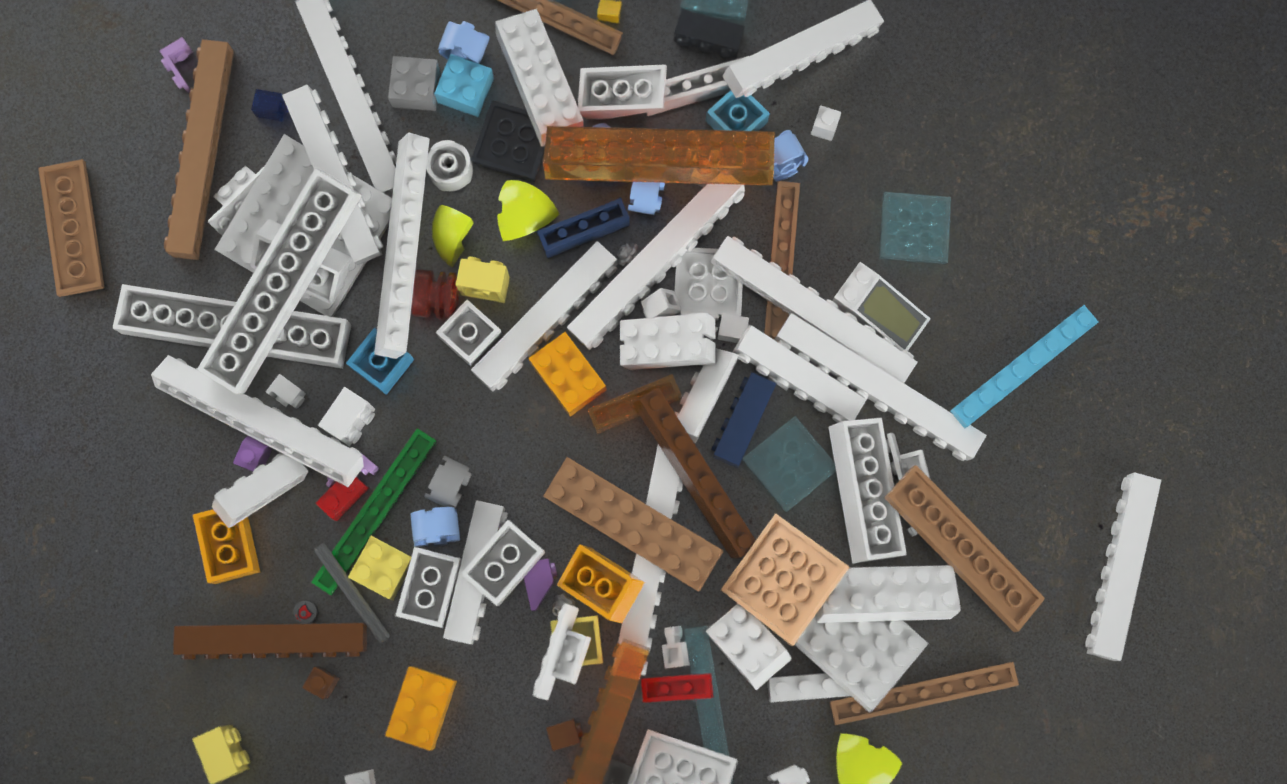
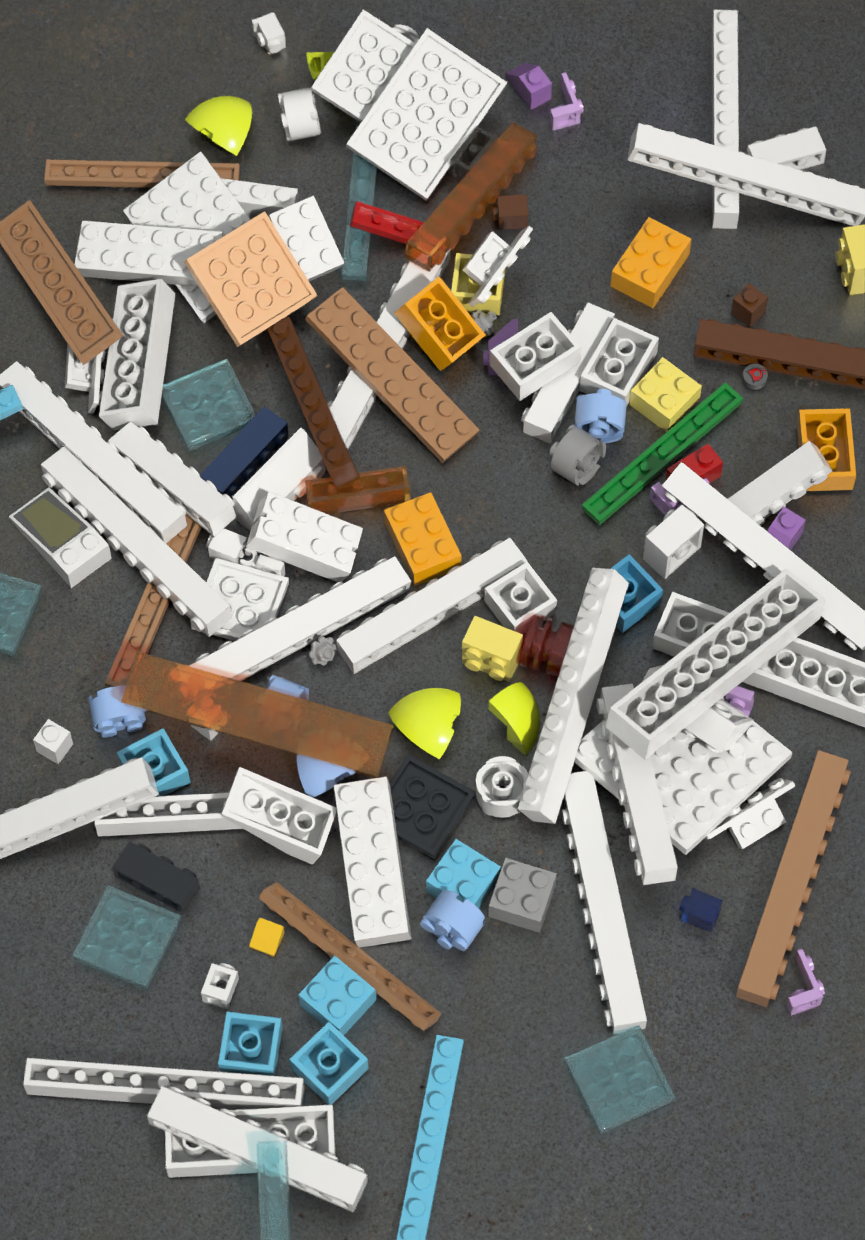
camera: 165 degrees left, 15 degrees down
(286, 391) = (735, 587): white brick -> none
(351, 593) = (702, 377): dark grey axle -> none
(584, 228) = (365, 683): dark blue brick -> none
(661, 304) = (300, 582): white brick -> none
(674, 652) = (381, 259): white plate -> none

